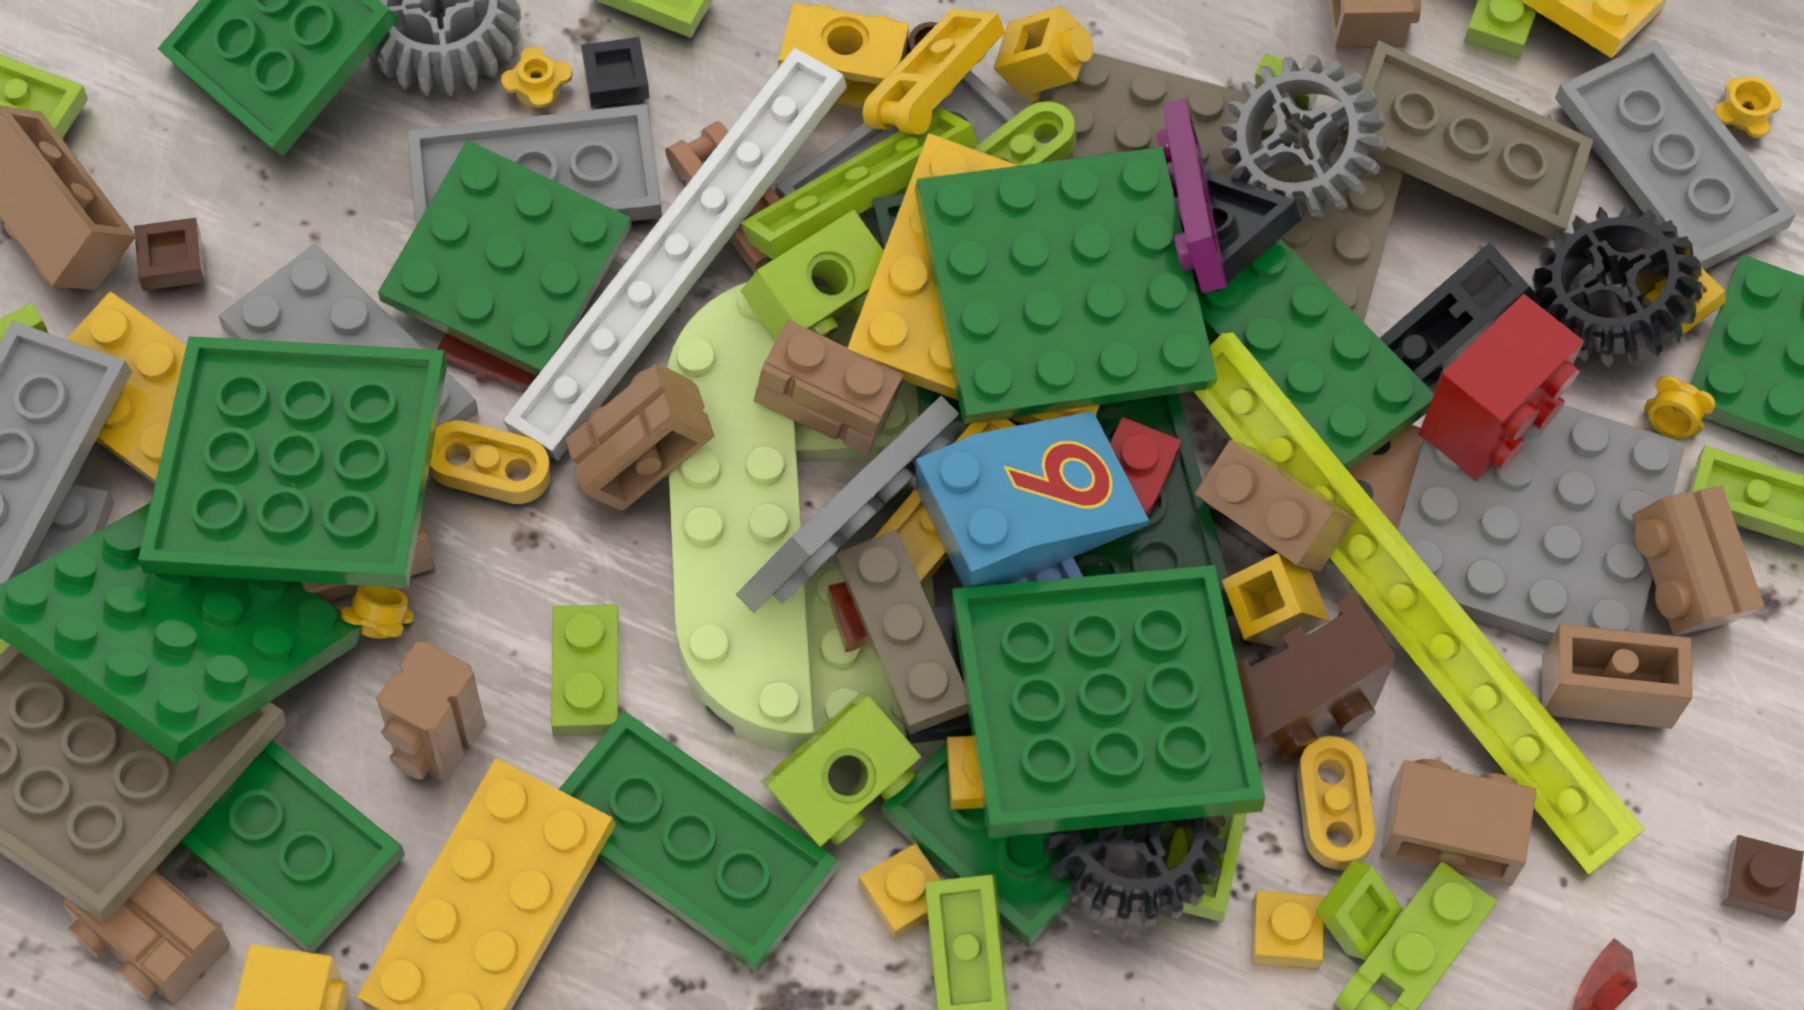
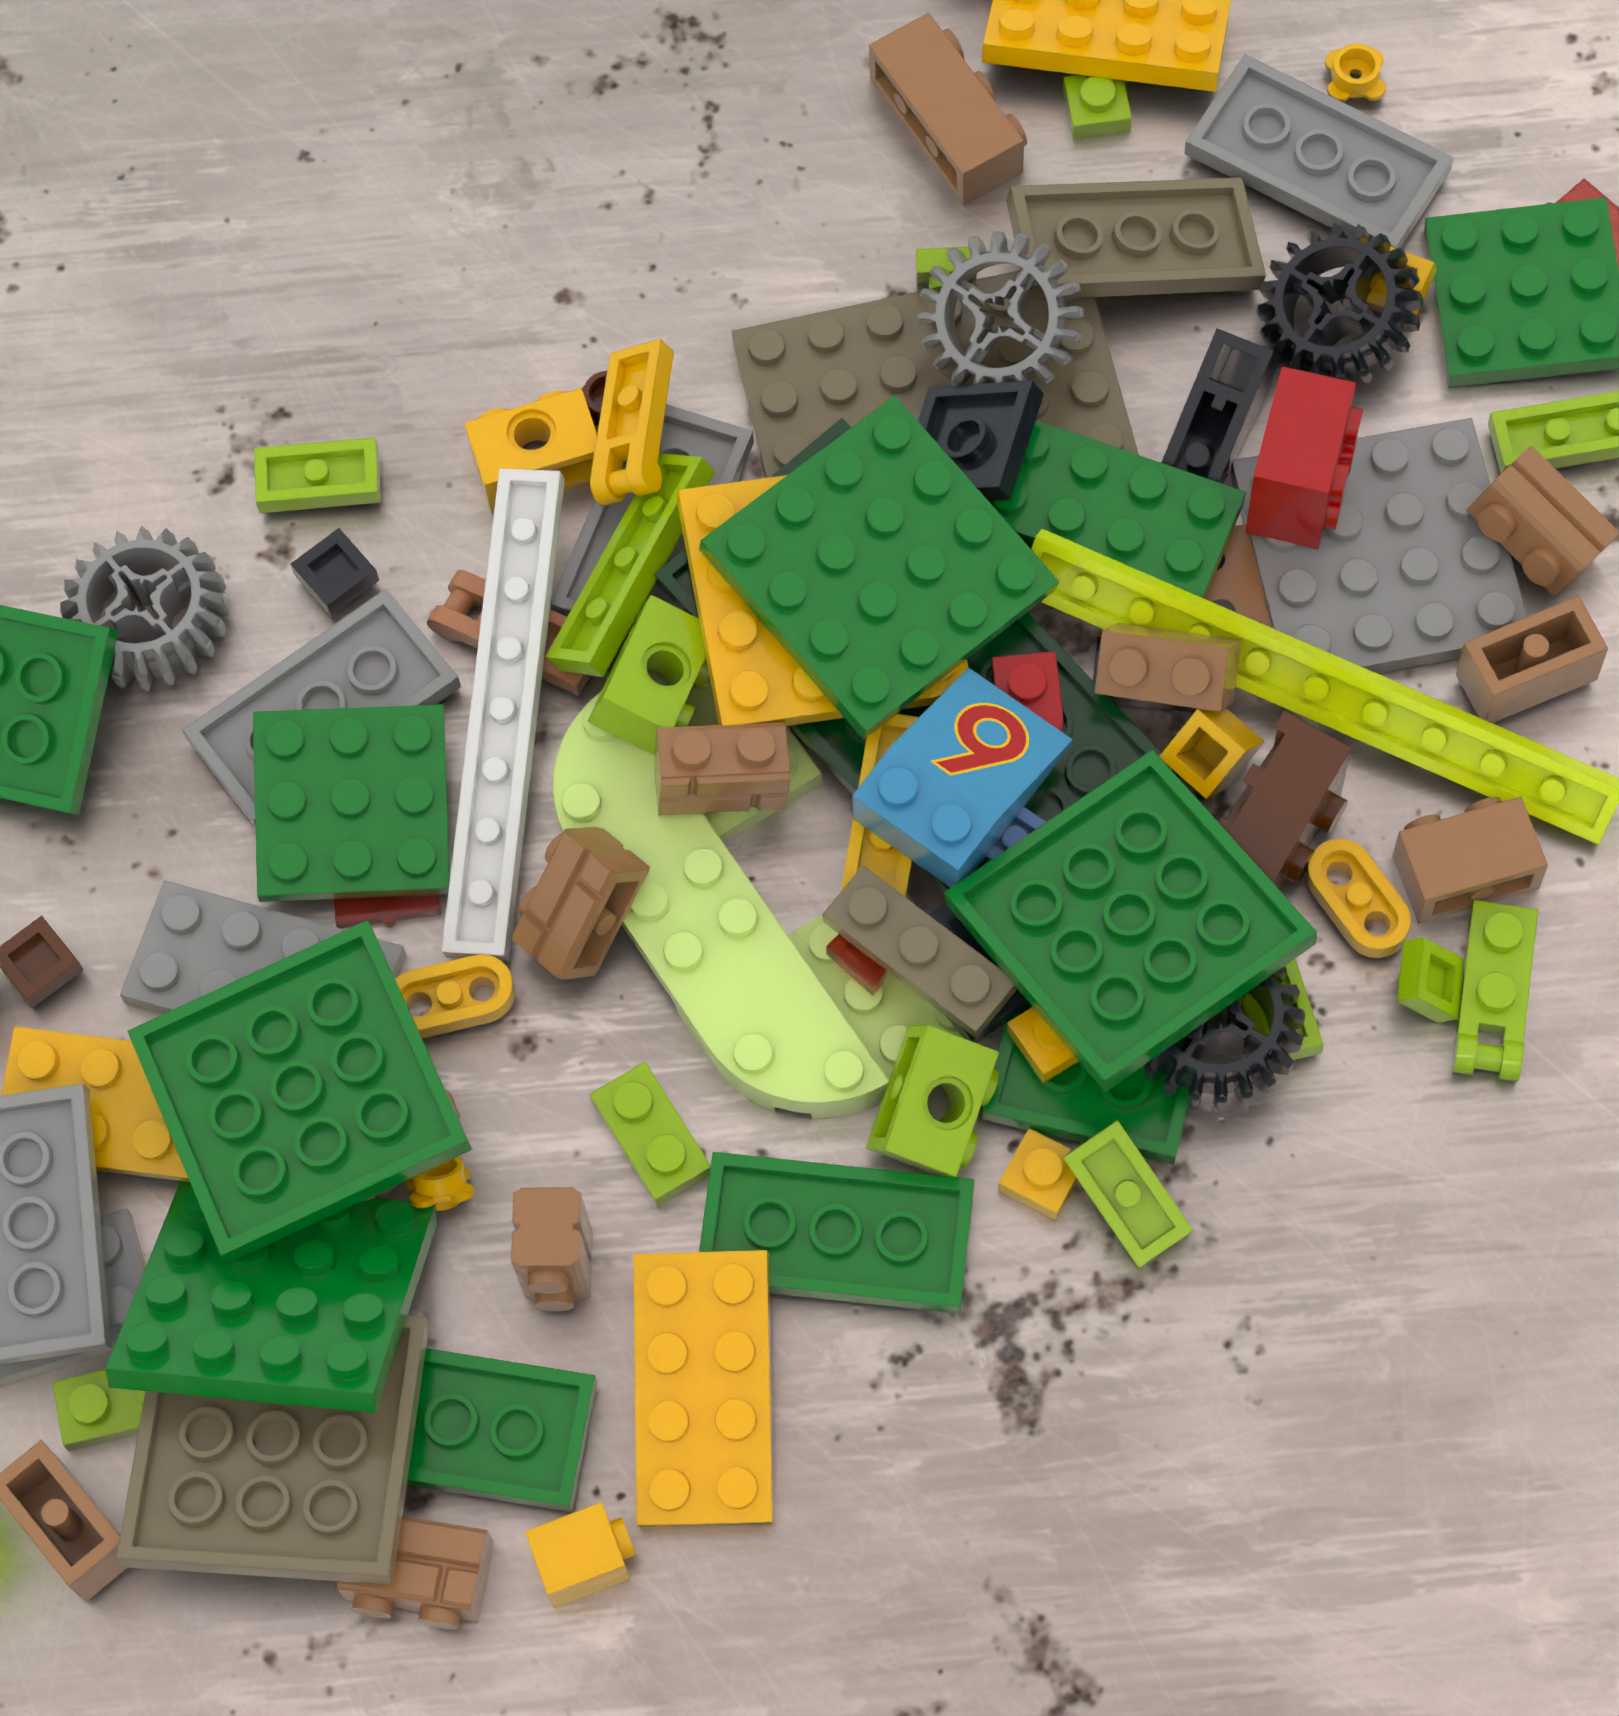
camera: 20 degrees left, 5 degrees up
(540, 91) = (265, 632): yellow plate -> none
(848, 509) = (808, 867): light grey plate -> none
(1020, 137) = (744, 453): lime plate -> none
(1043, 52) = (728, 344): yellow brick -> none
(1199, 243) = (977, 468): magenta plate -> none
(1287, 929) = (1378, 1029): yellow plate -> none
(1678, 408) = (1449, 390): yellow plate -> none

